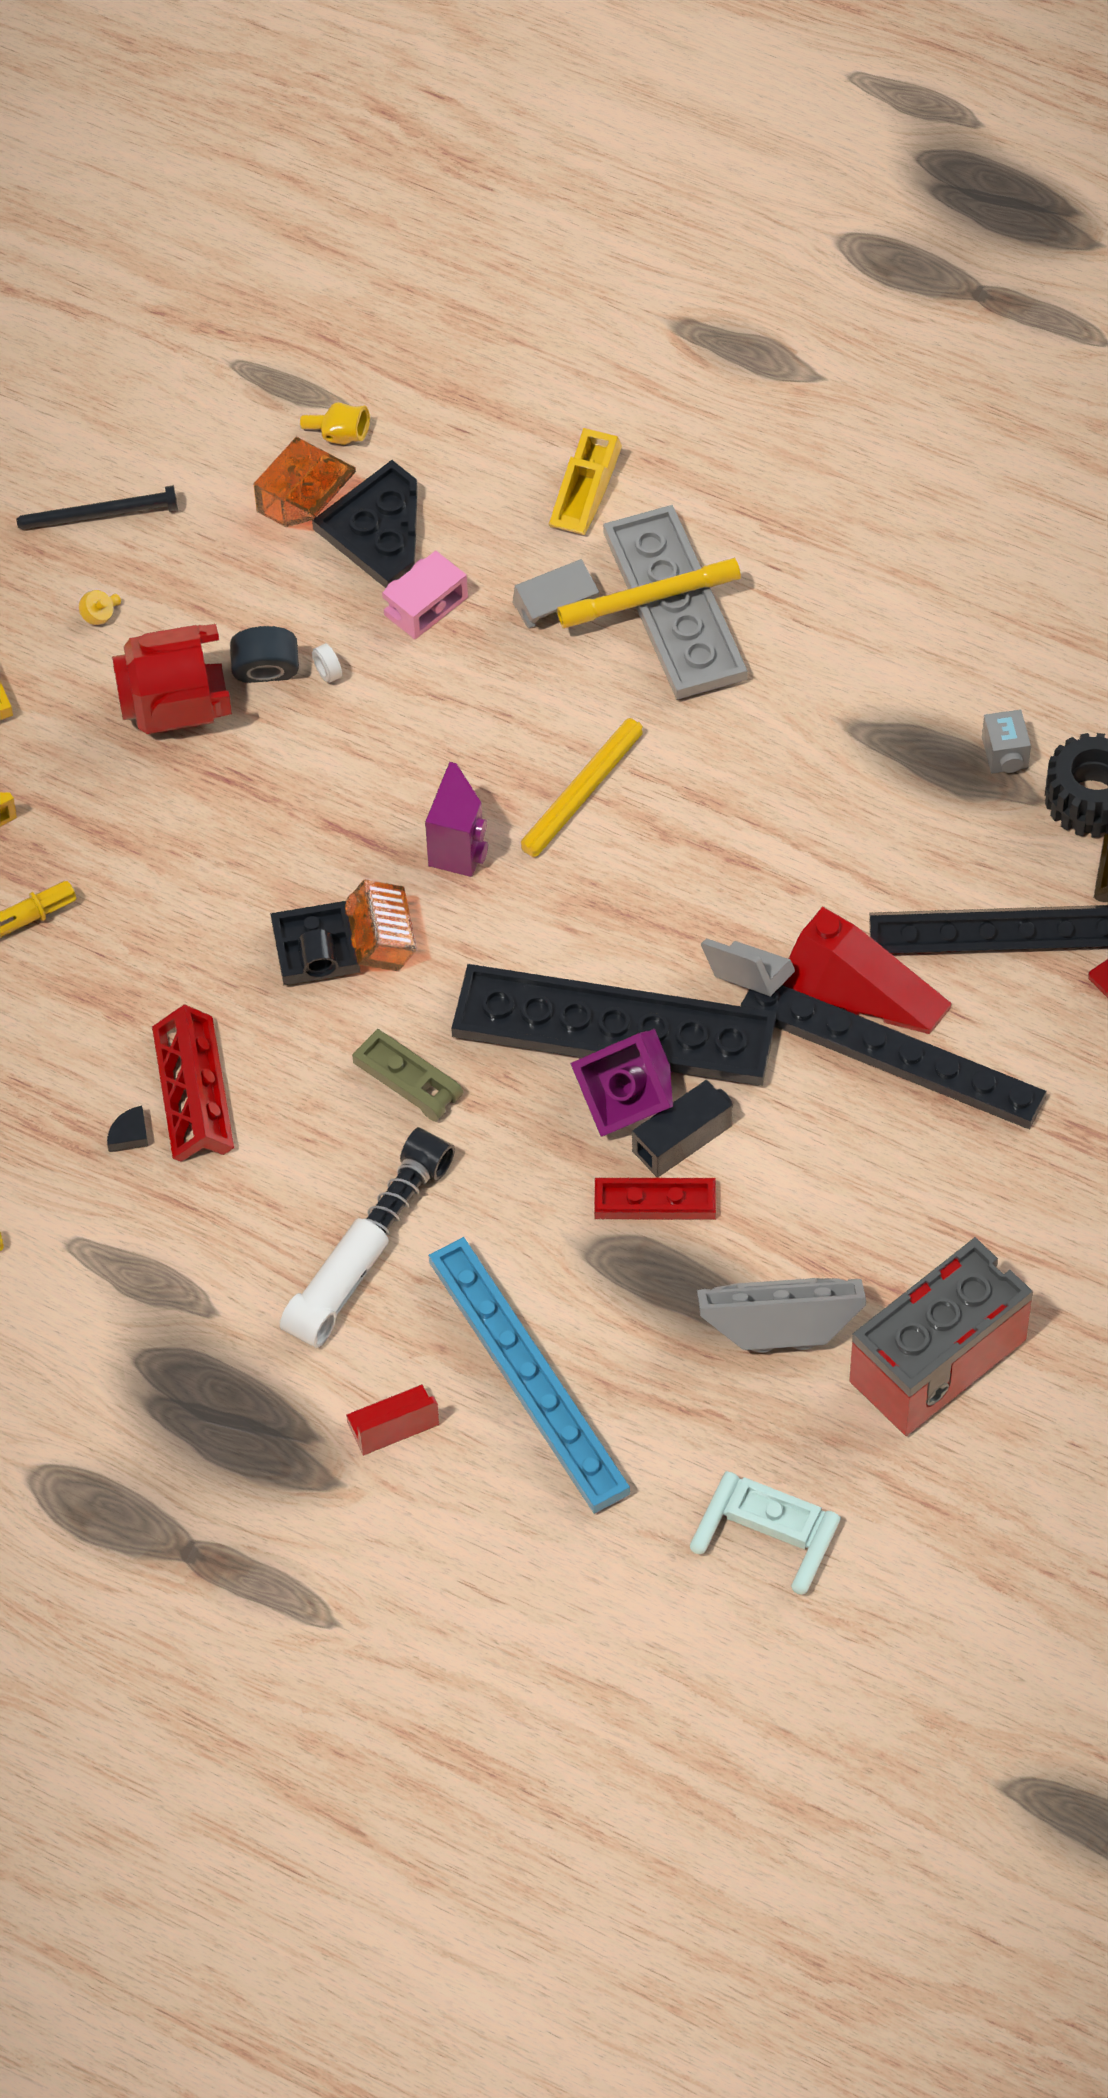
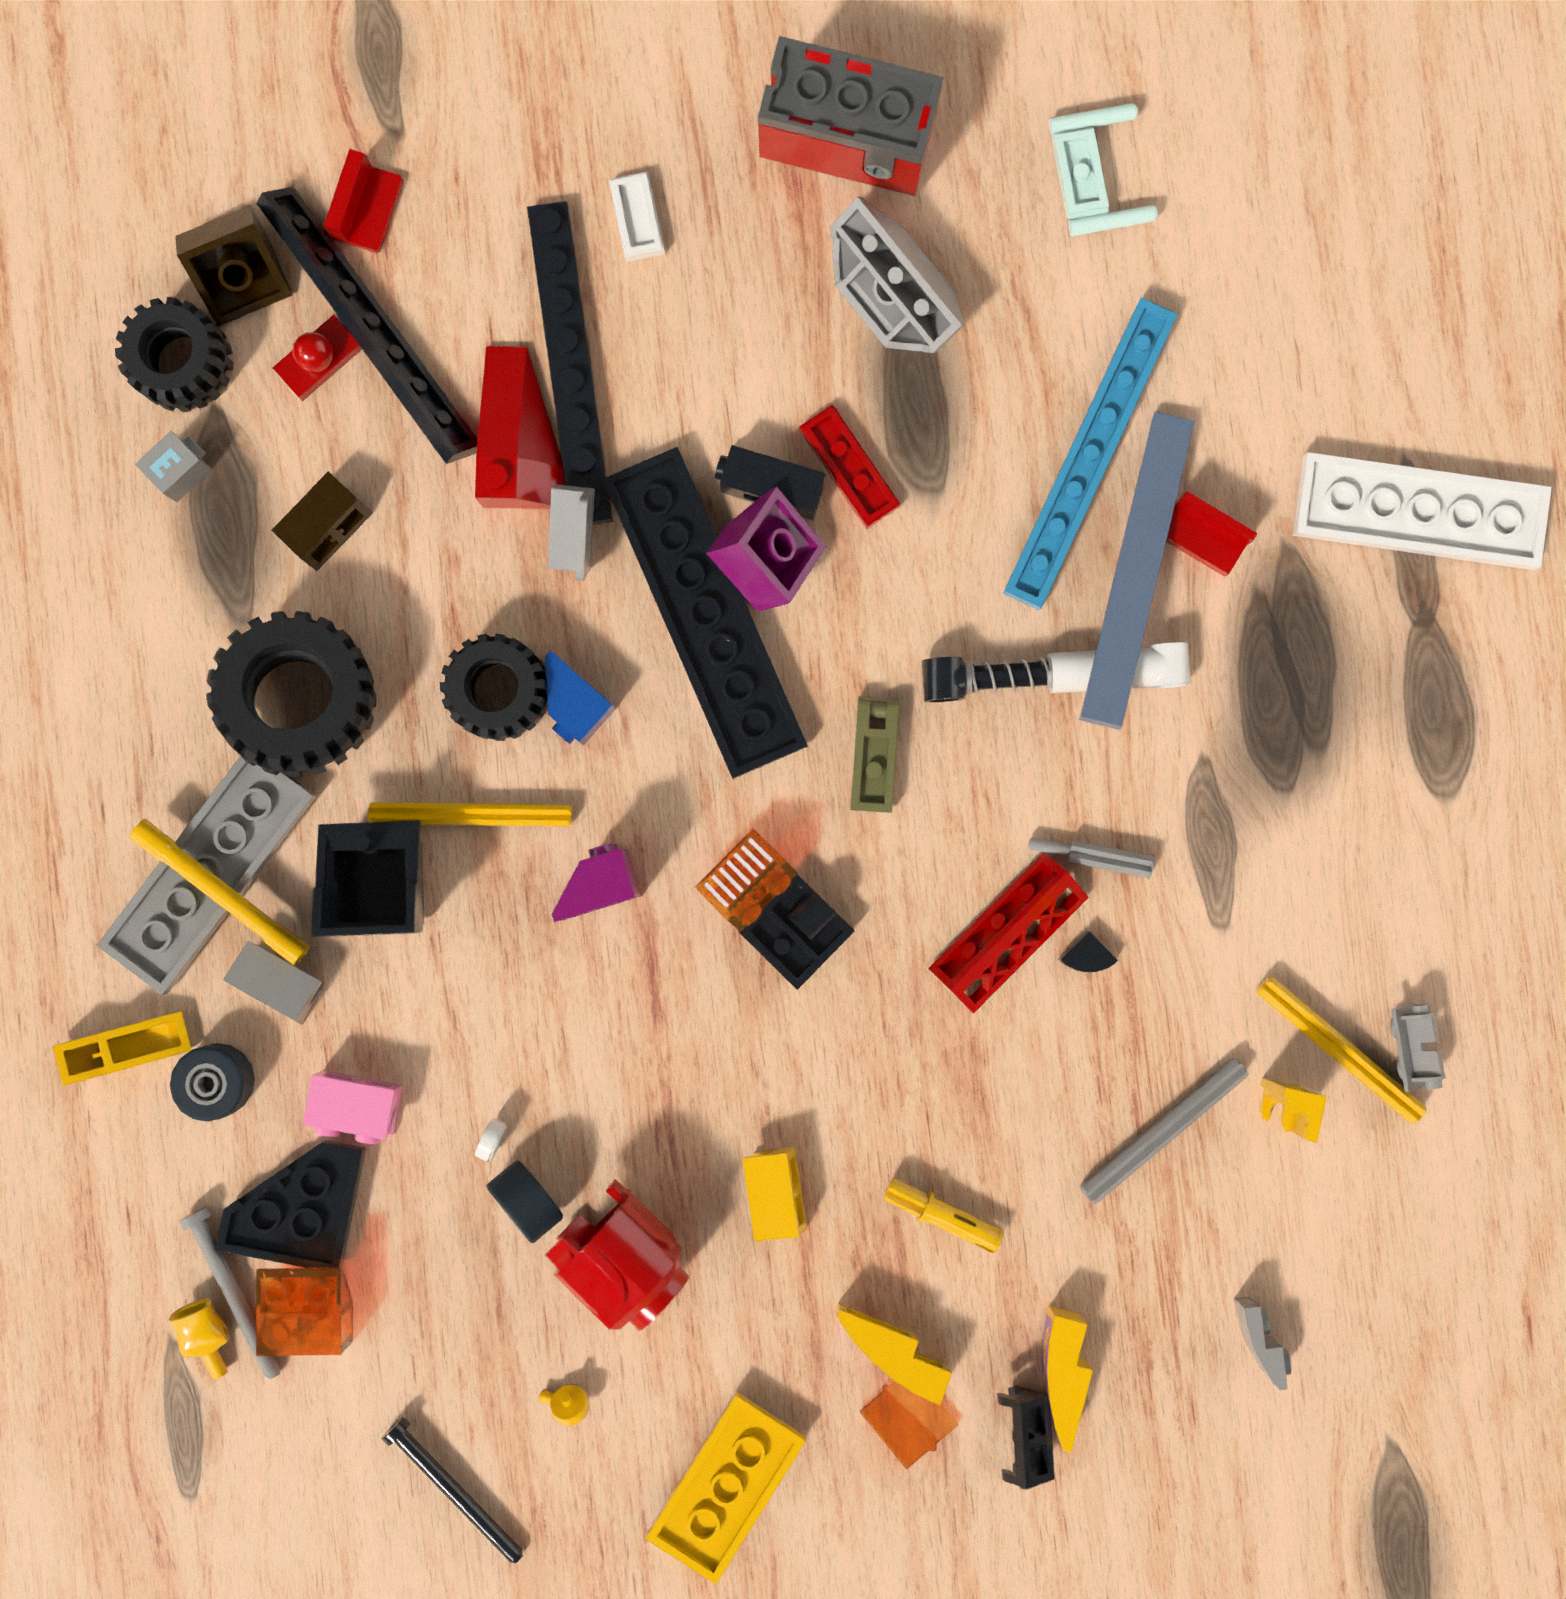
camera: 125 degrees left, 30 degrees up
(131, 816) = (774, 1194): none -> yellow hinge
(198, 1184) = (1098, 856): none -> light grey axle
(279, 1596) = (1422, 511): none -> white plate
(376, 459) = (197, 1223): none -> light grey bar
(405, 1337) = (1136, 571): none -> sand blue tile
(514, 521) = (226, 1074): none -> black wheel
(574, 677) = (368, 879): none -> black piece
(616, 896) = (573, 702): none -> blue slope
(664, 823) = (470, 663): none -> black tyre
(768, 667) = (272, 645): none -> black tyre
(887, 812) = (322, 521): none -> dark brown hinge
(982, 1169) = (637, 216): none -> white tile
(1026, 878) = (317, 357): none -> red tile

